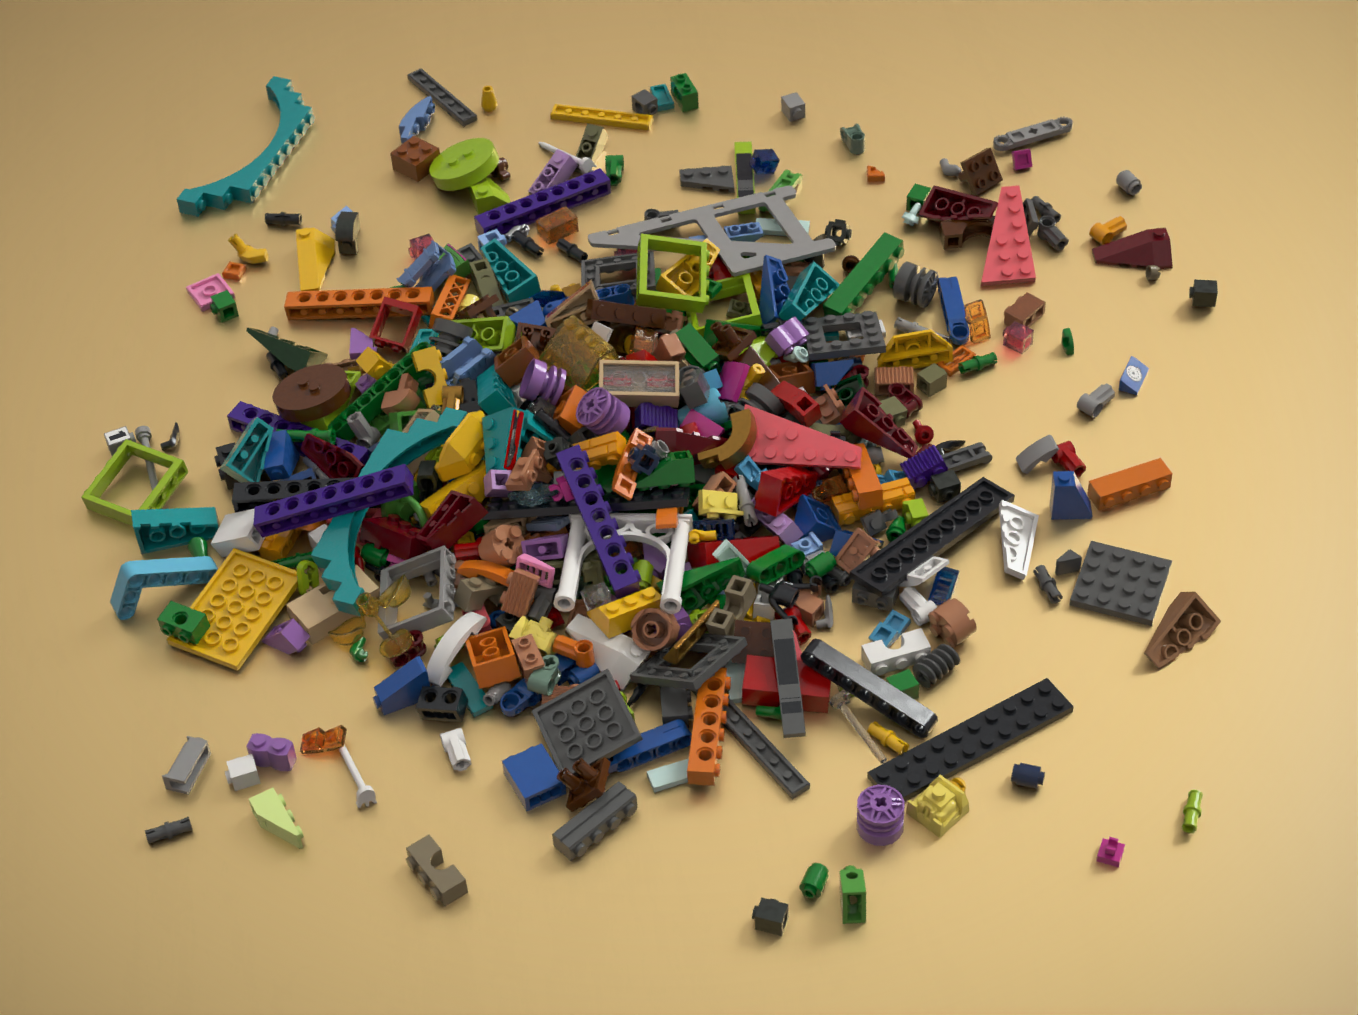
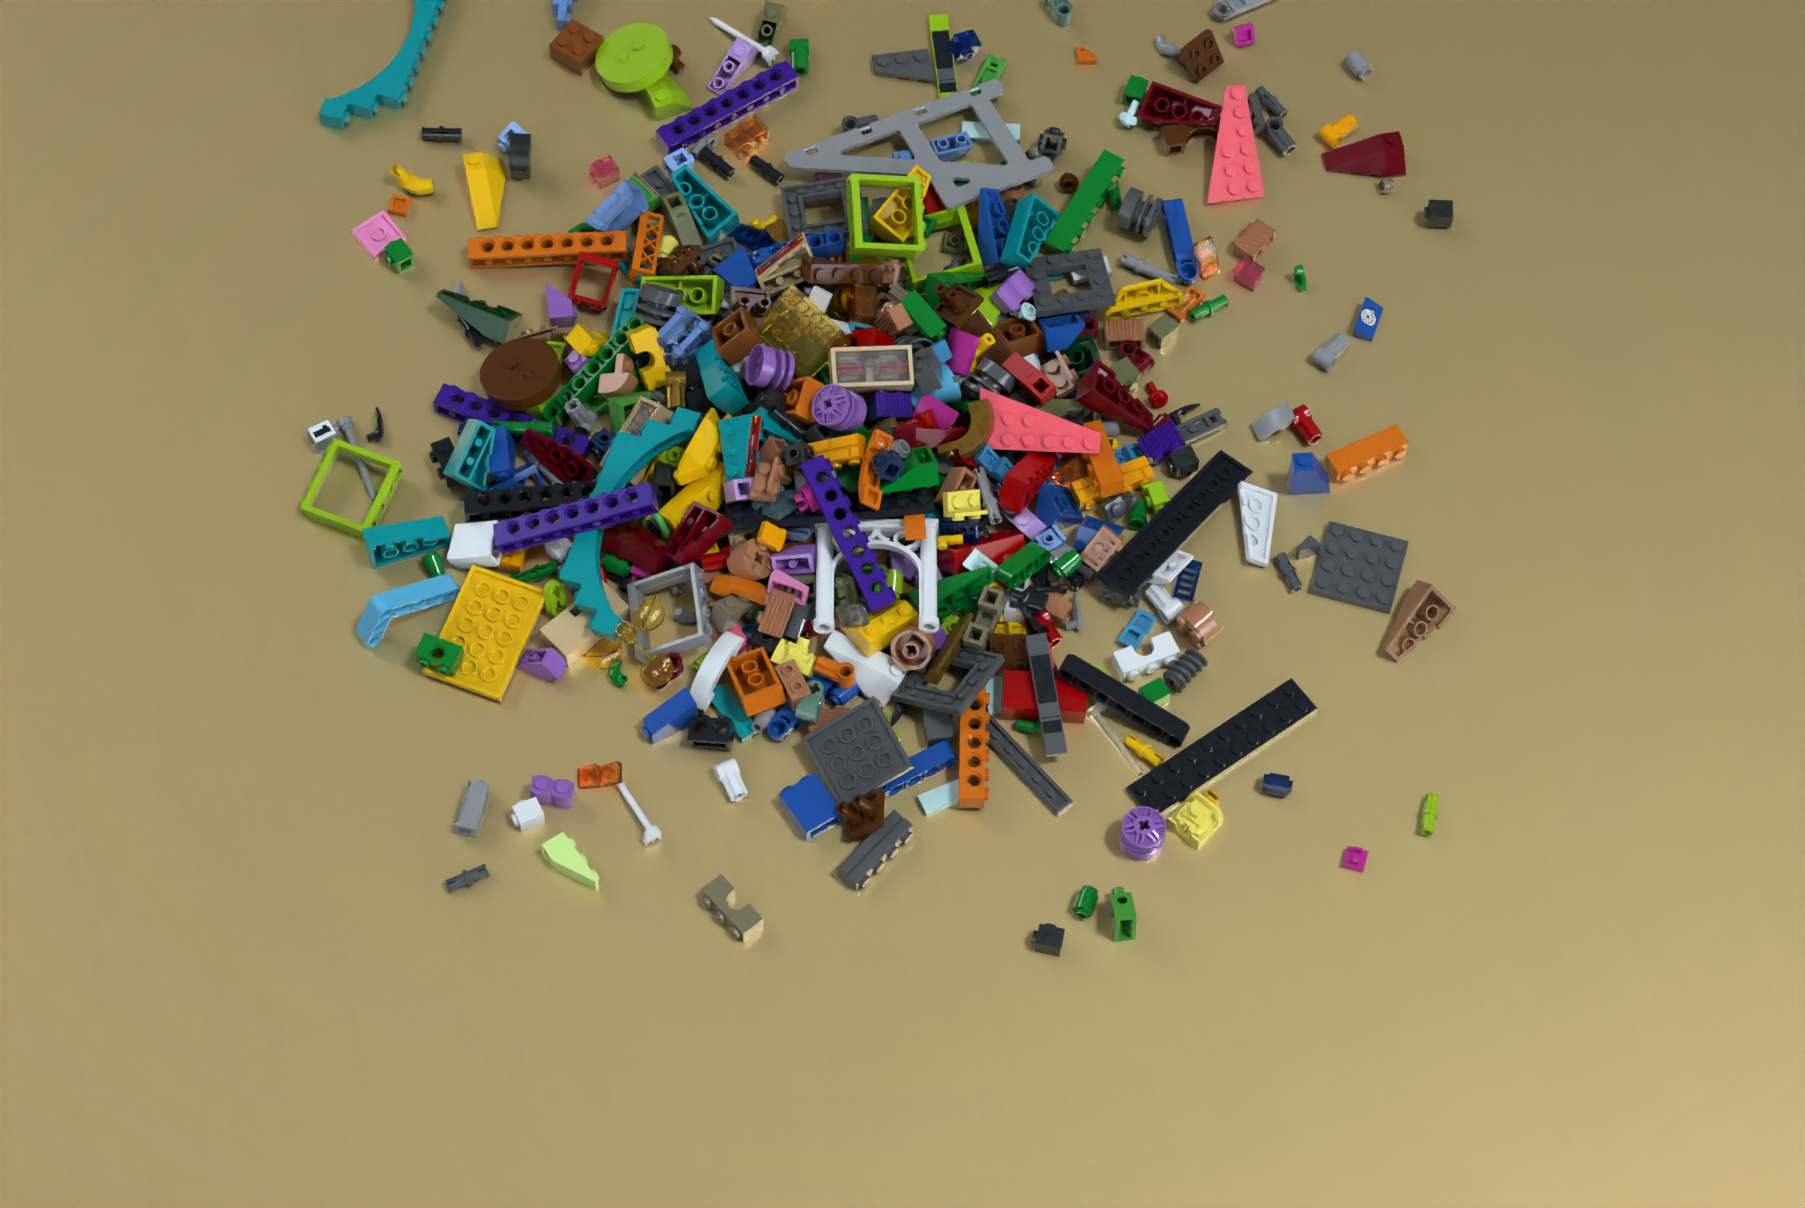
camera: 10 degrees left, 15 degrees up
(524, 523) = (771, 536): none -> light orange tile

